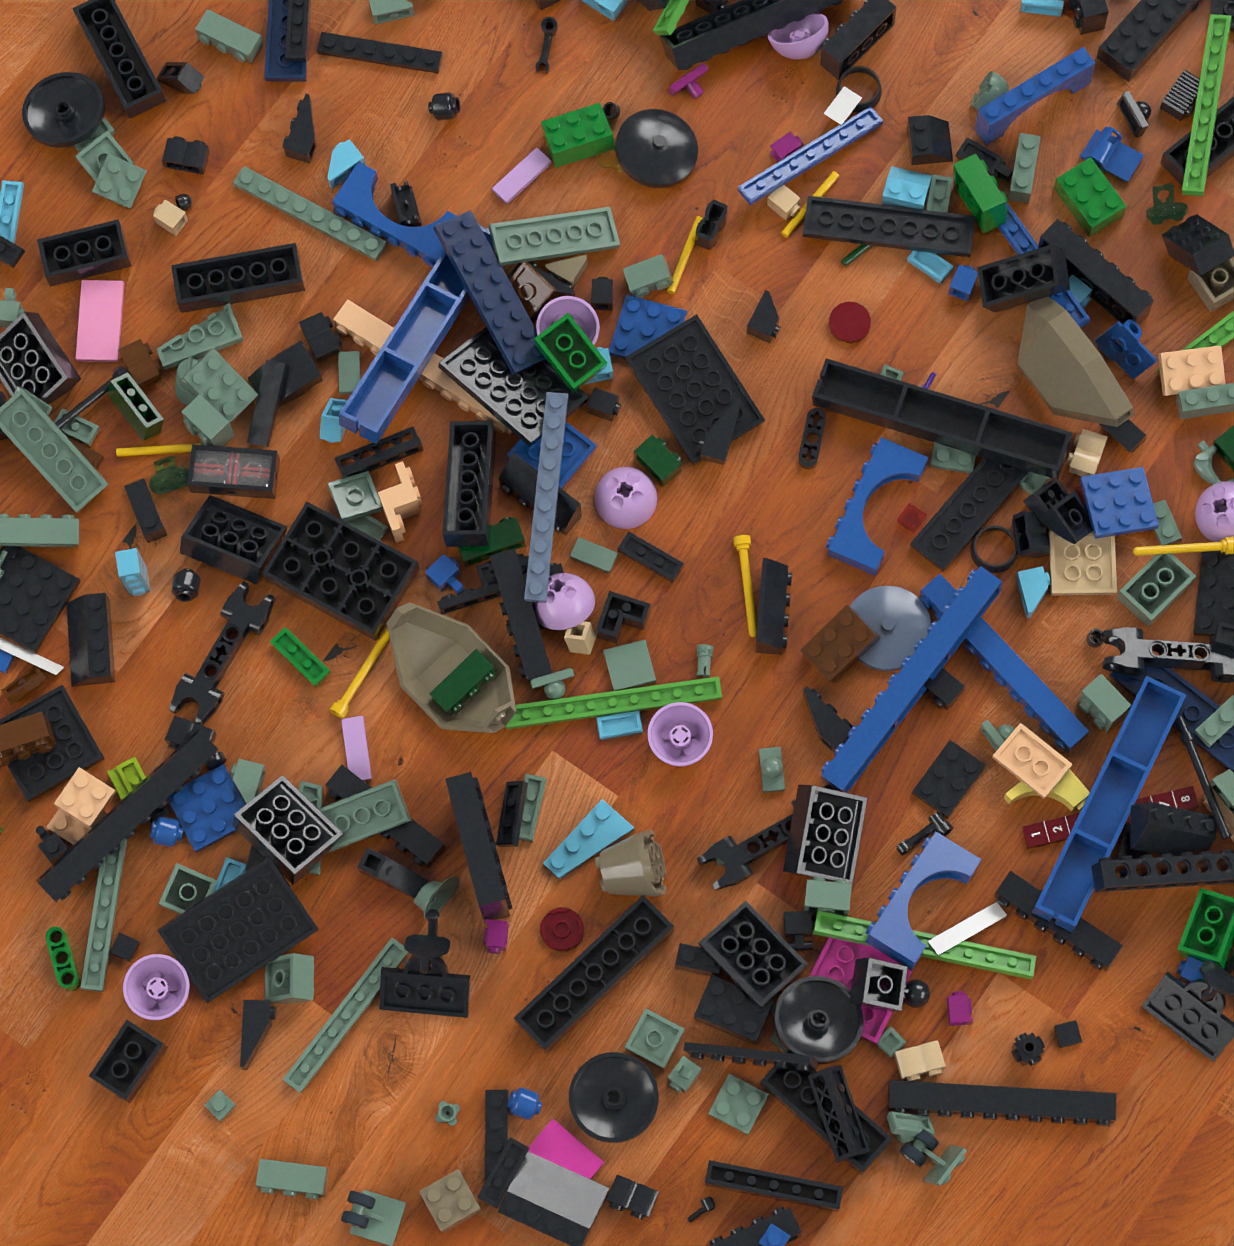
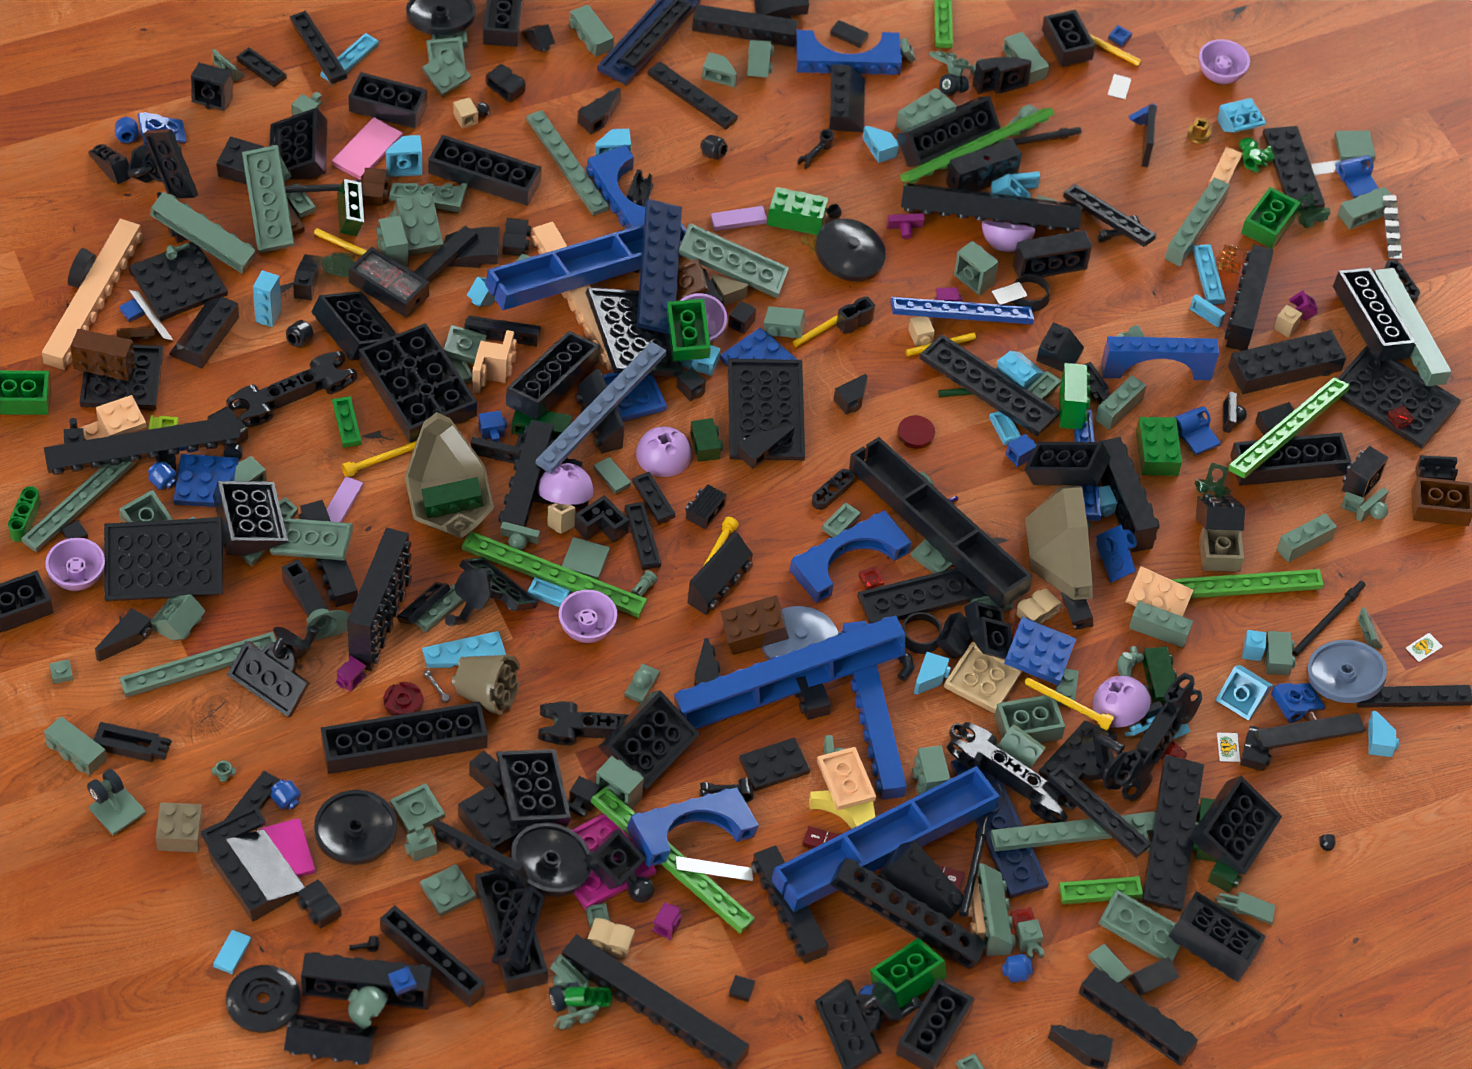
camera: 20 degrees right, 20 degrees down
(150, 312) = (405, 157): none -> medium azure slope
(333, 1141) = (125, 741): none -> black hinge
(566, 761) = (485, 581): none -> black plate
(598, 902) = (445, 698): none -> flat silver hinge
(666, 605) = (642, 536): none -> black tile
(706, 536) = (705, 506): none -> black brick
(794, 96) = (976, 268): none -> sand green brick
(843, 471) = (841, 520): none -> sand green plate
(946, 1141) = (588, 996): none -> green beam
(1006, 598) = (908, 666): none -> black arm
(1028, 1057) = (701, 977): black brick -> none
(1169, 625) = (1021, 746): none -> sand green plate

